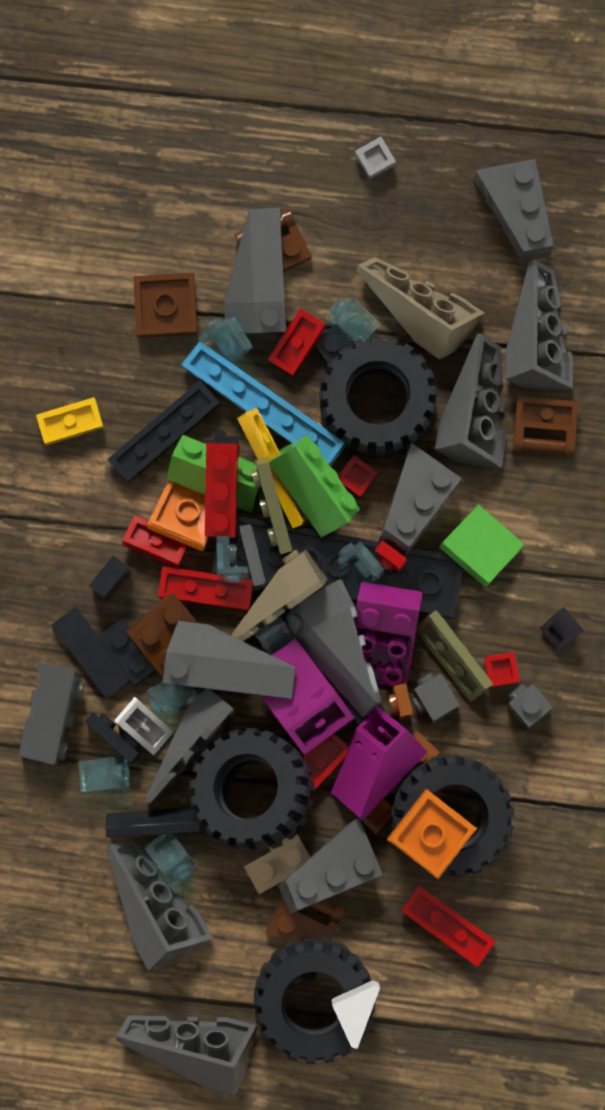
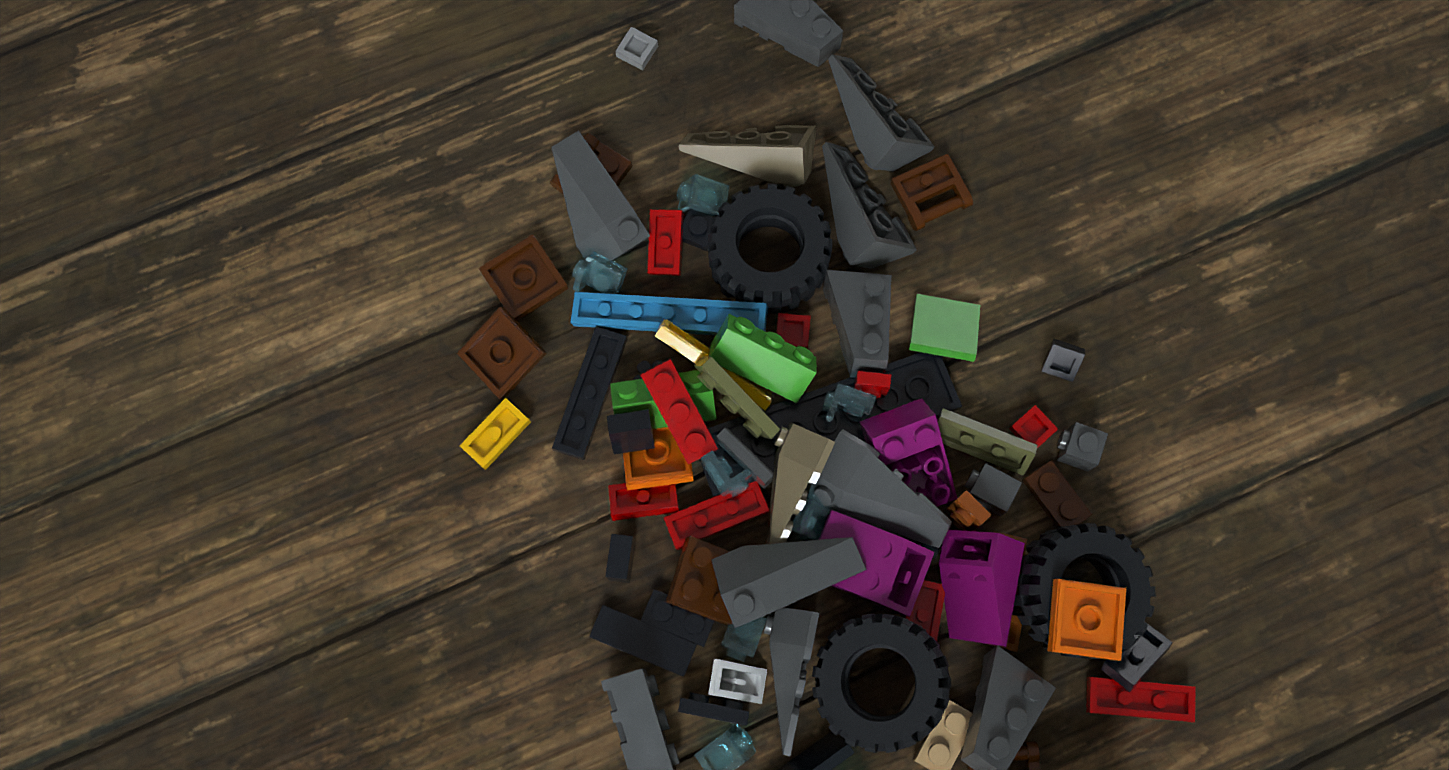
camera: 35 degrees left, 5 degrees down
(112, 358) = (501, 353): none -> reddish brown plate
(175, 483) = (630, 432): none -> black piece
(464, 892) = (1138, 658): none -> black plate
(486, 734) = (1056, 496): none -> reddish brown plate

